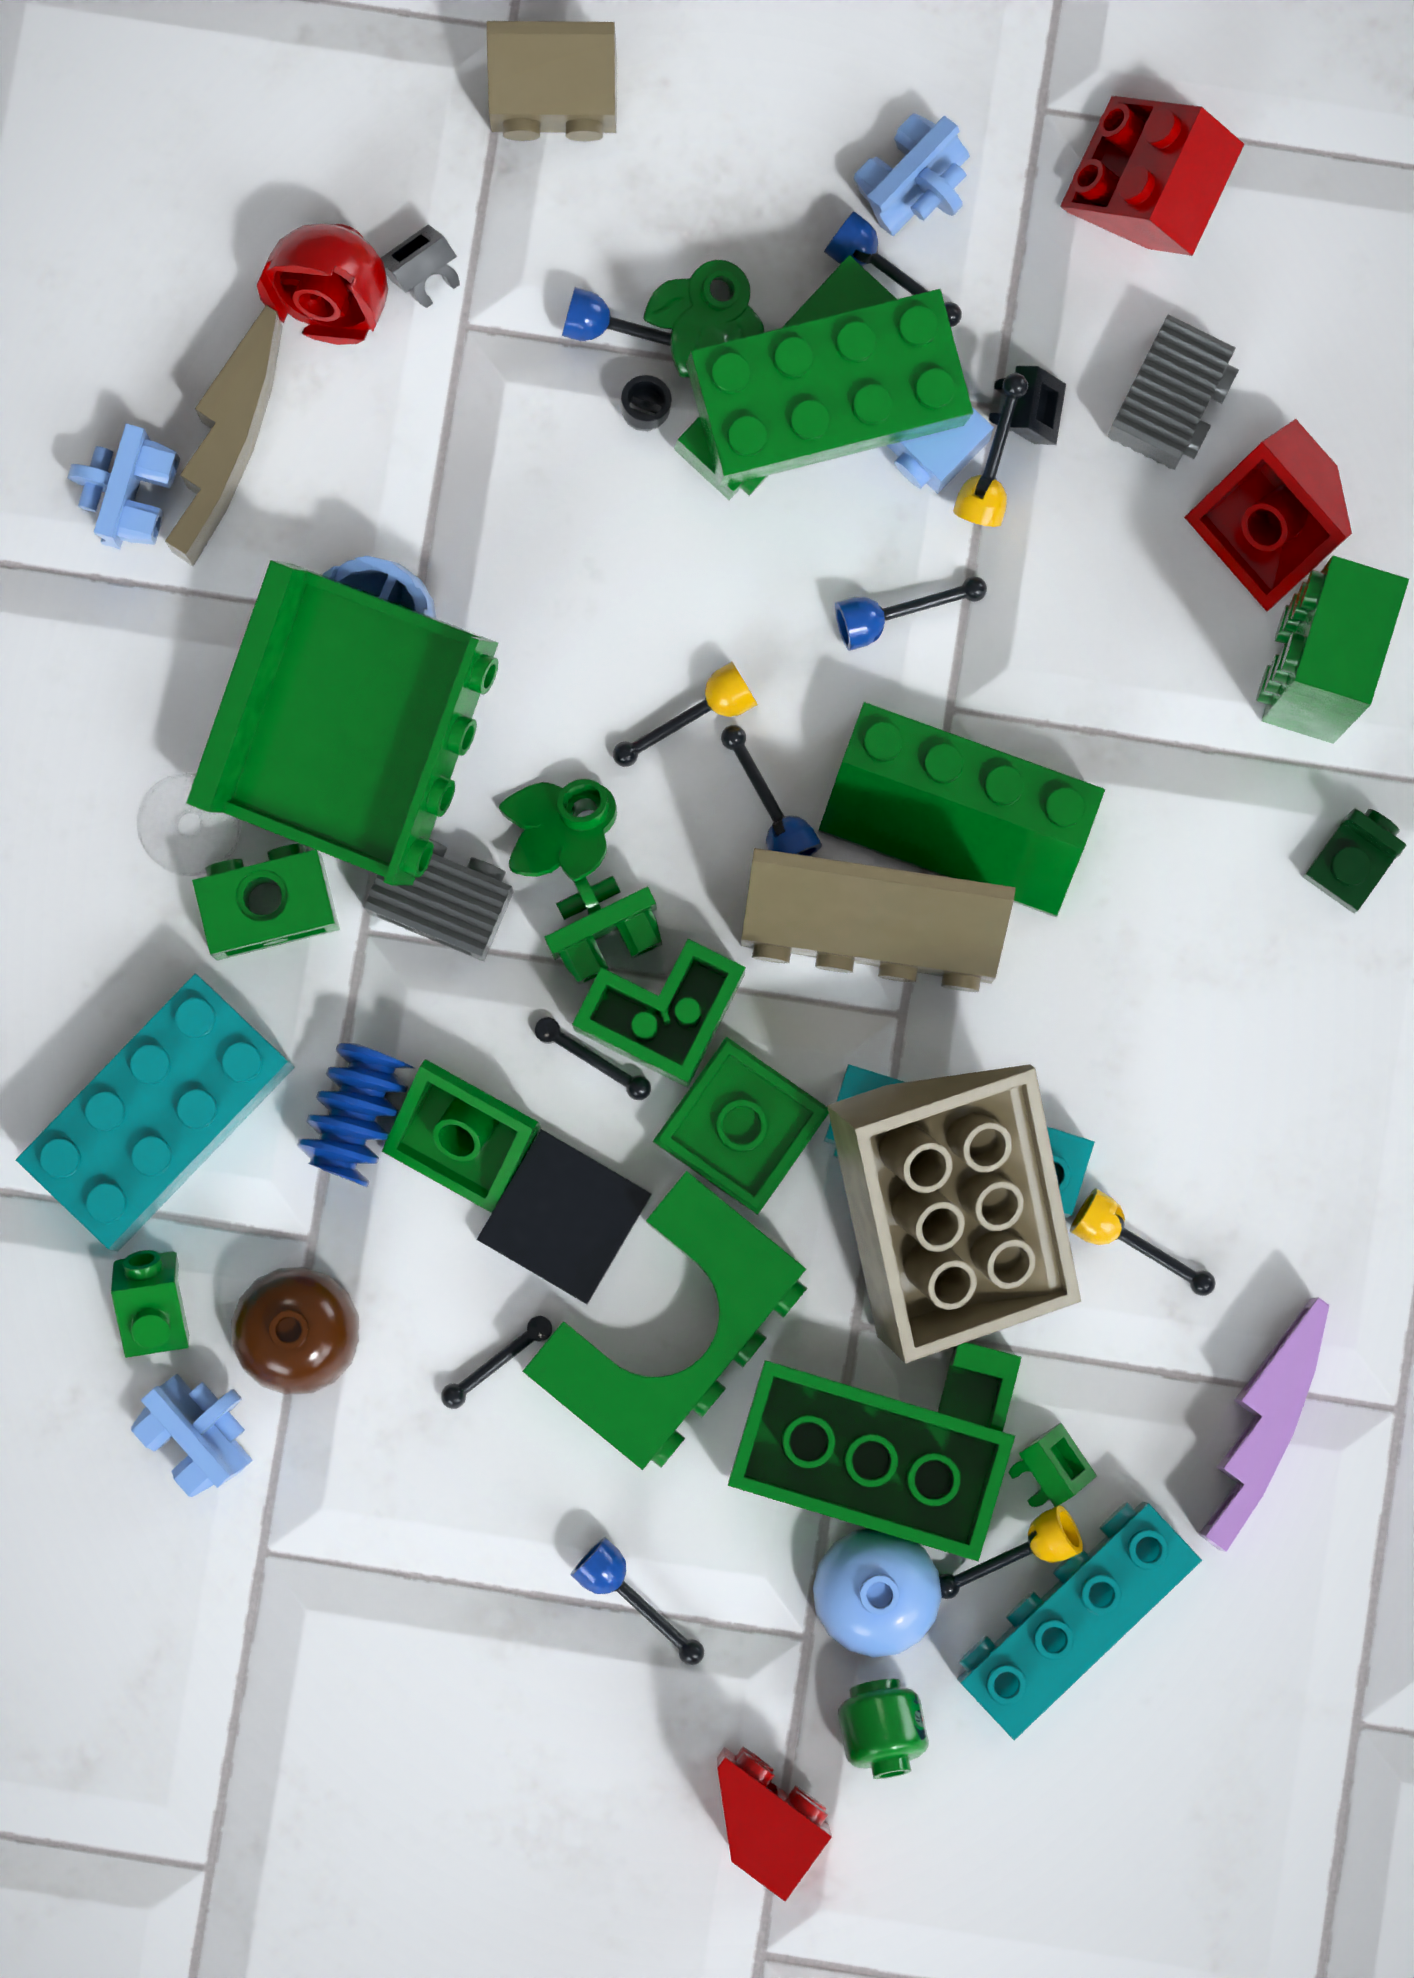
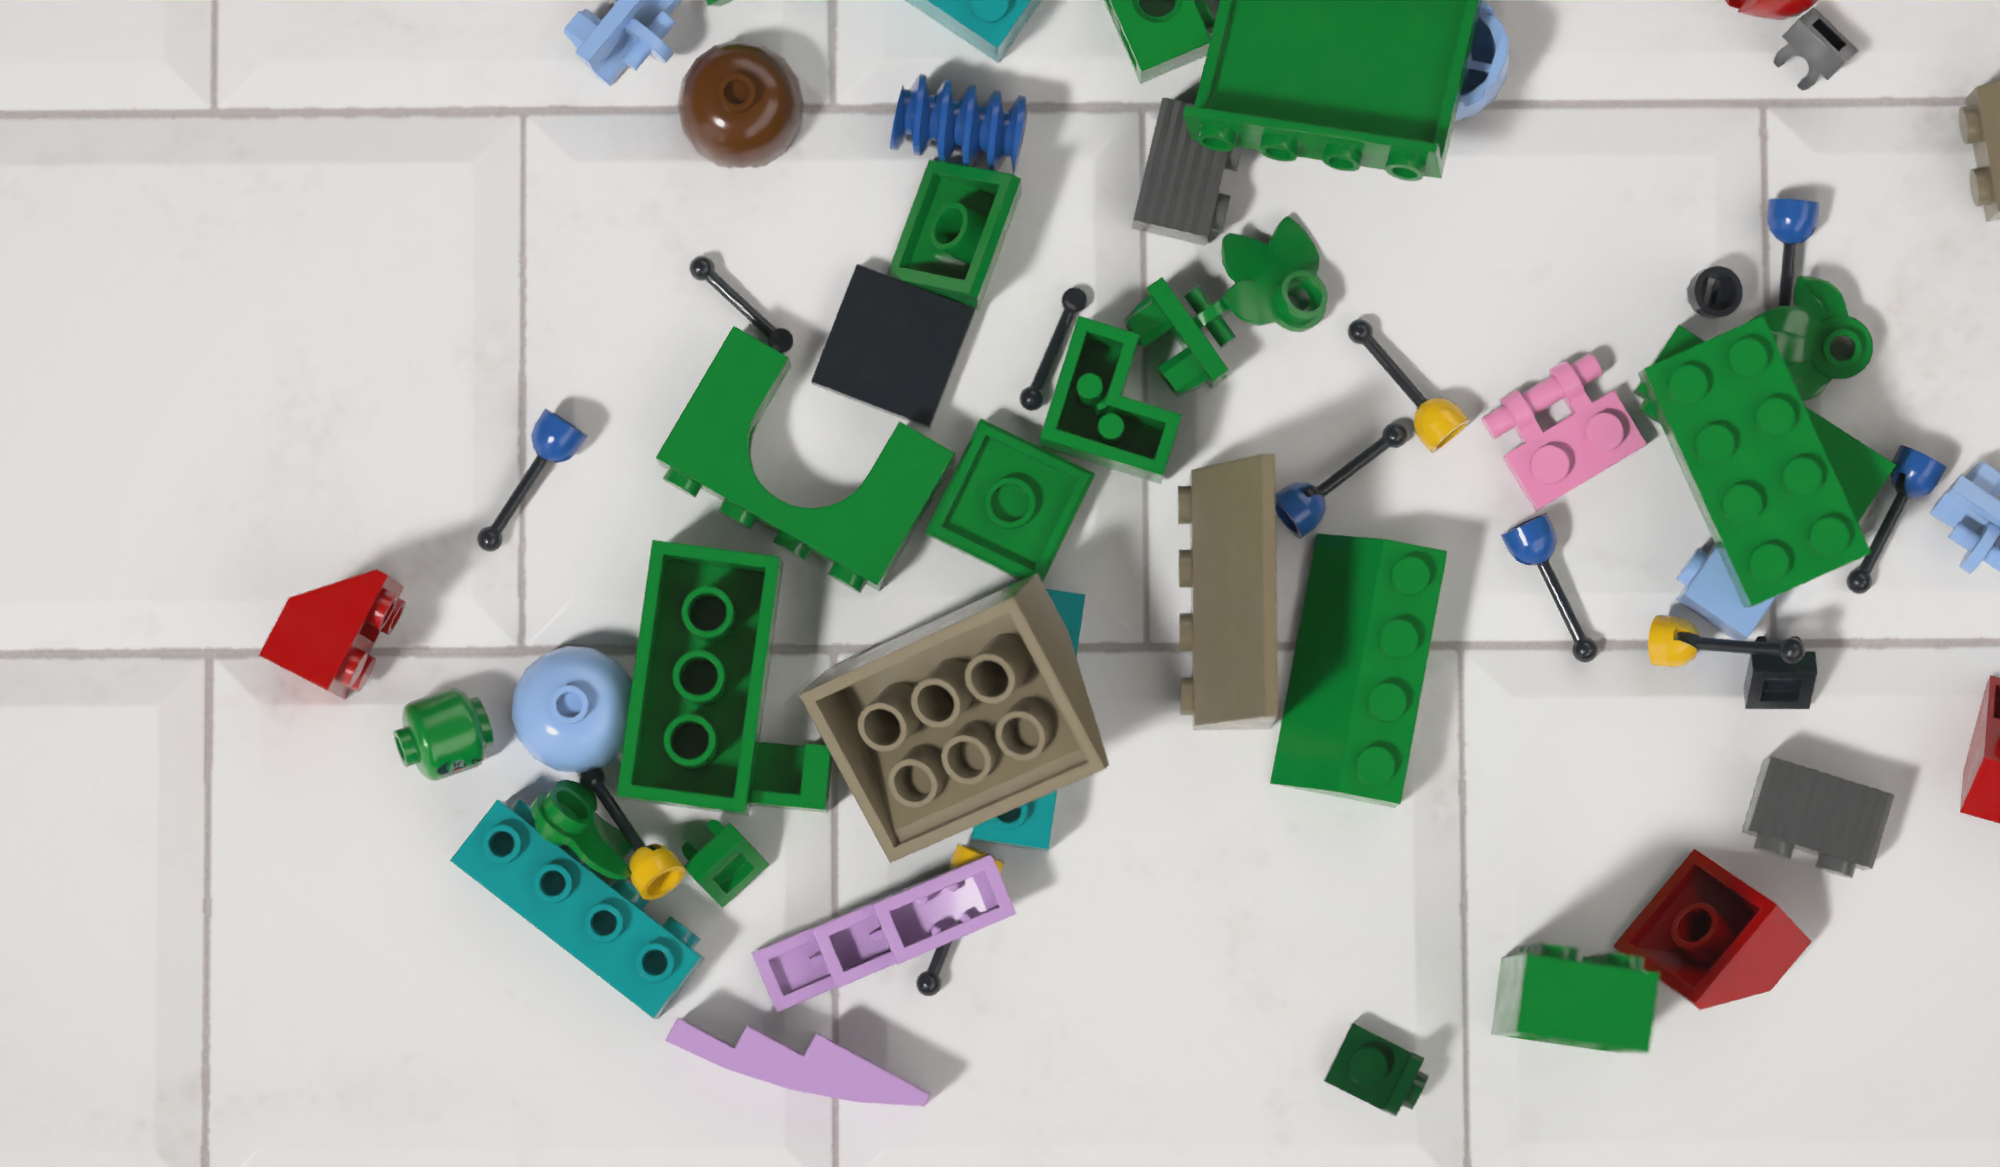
camera: 85 degrees right, 0 degrees up
(776, 568) = (1573, 449): none -> bright pink plate
(992, 1613) = (569, 818): none -> green plate
(1149, 1318) = (884, 933): none -> lavender slope

